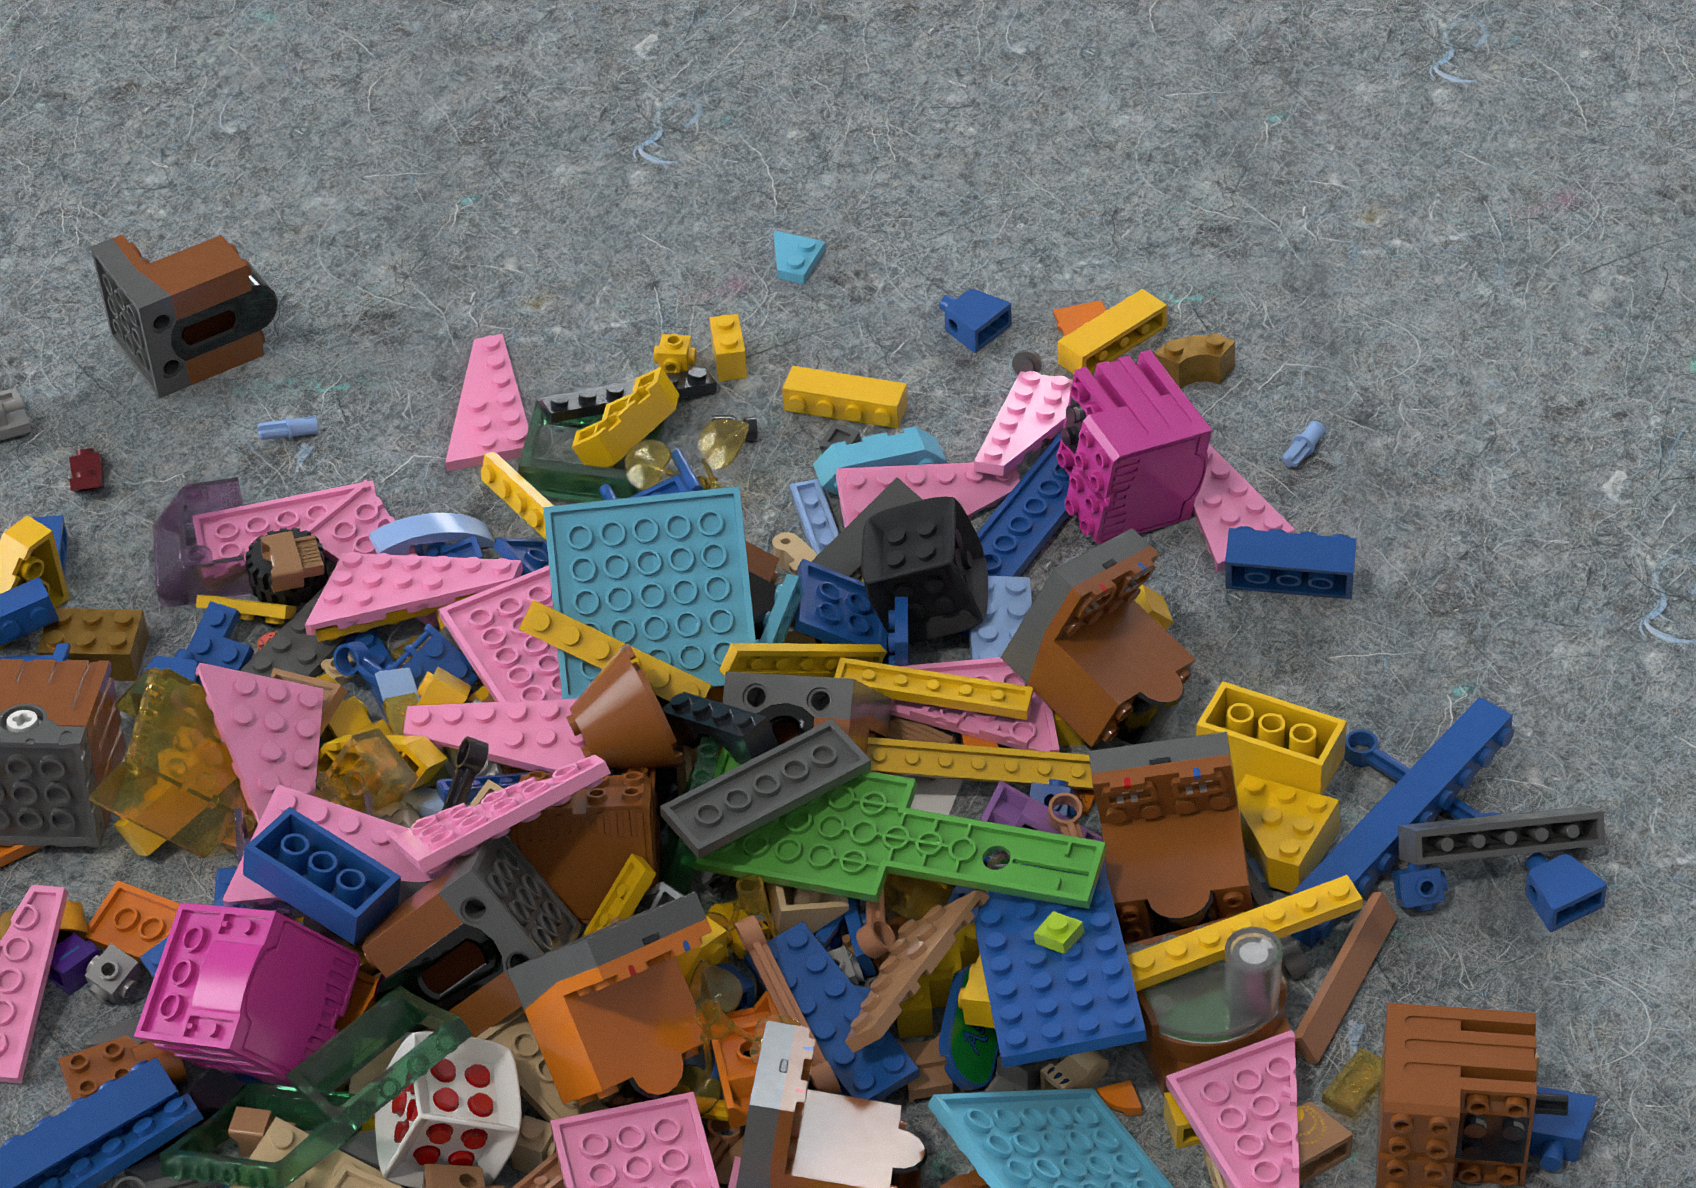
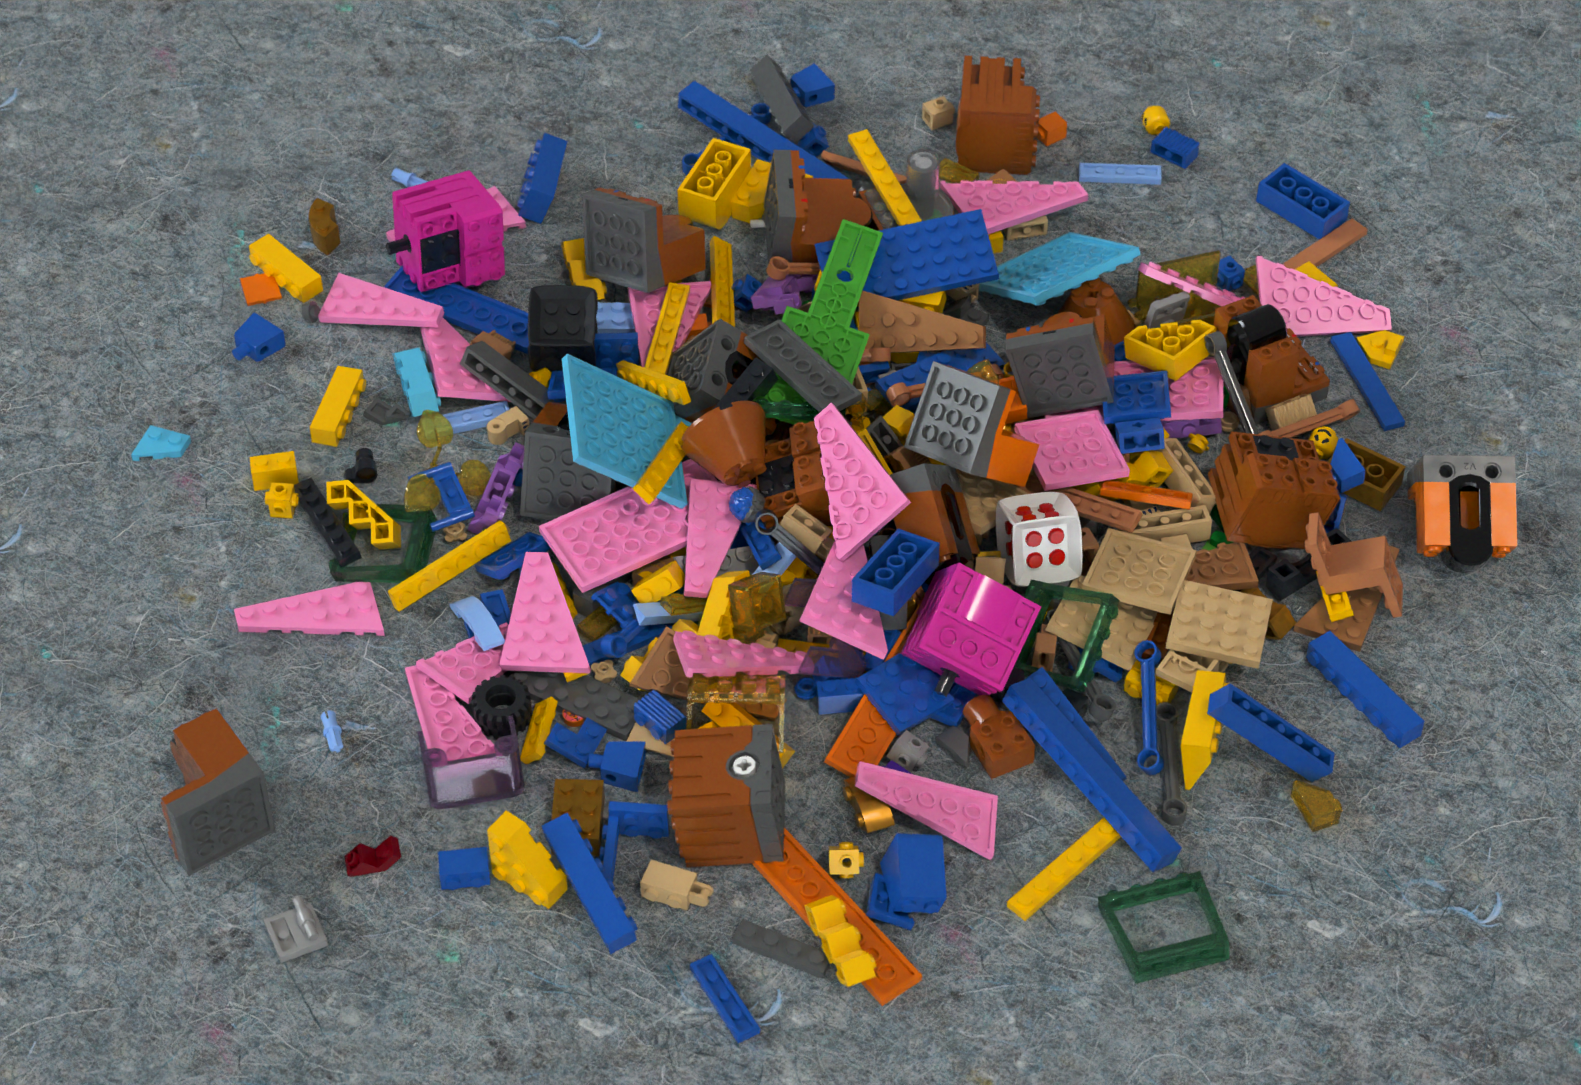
camera: 95 degrees left, 5 degrees up
(291, 559) = (520, 683): medium nougat piece -> none
(362, 1043) = (976, 552): clear green windscreen -> none
(532, 750) = (746, 503): none -> piece
(1058, 932) = (903, 248): lime plate -> none

